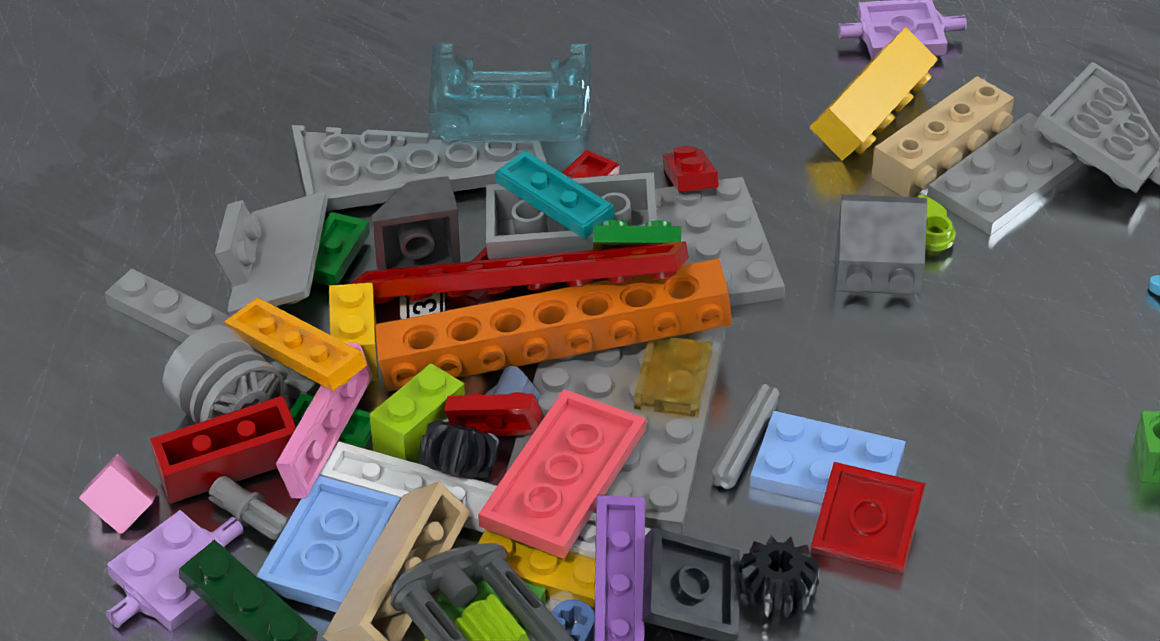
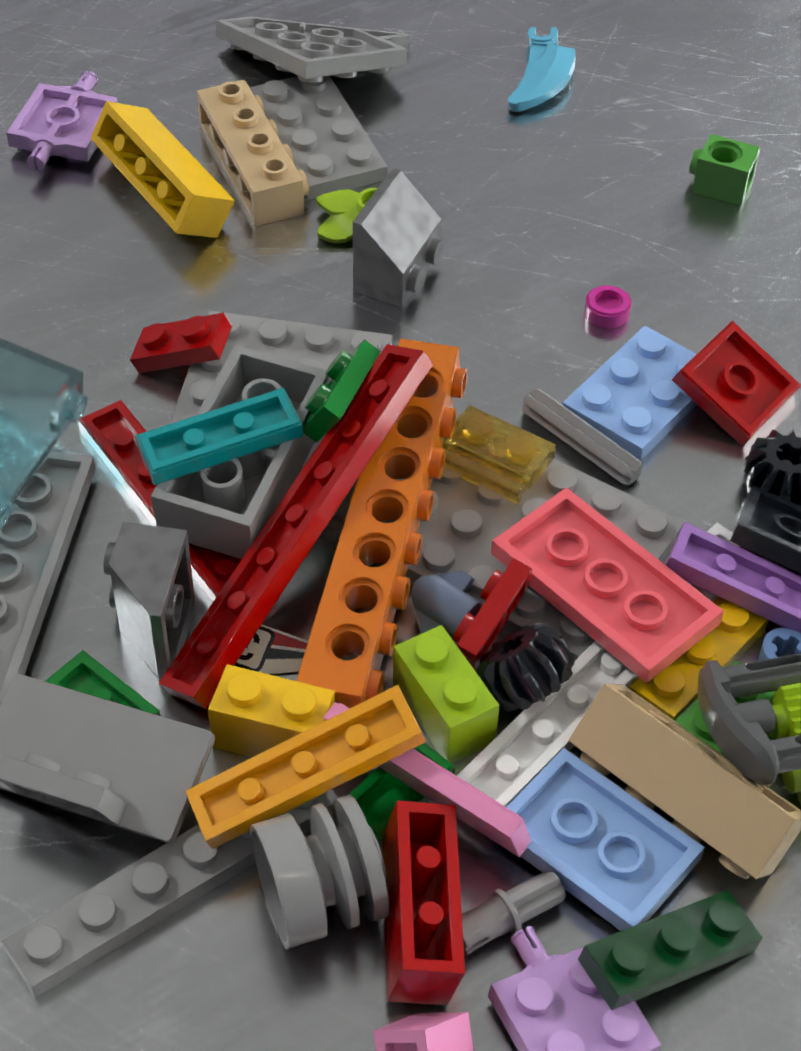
camera: 70 degrees left, 5 degrees up
(921, 416) = (607, 306): none -> dark pink tile

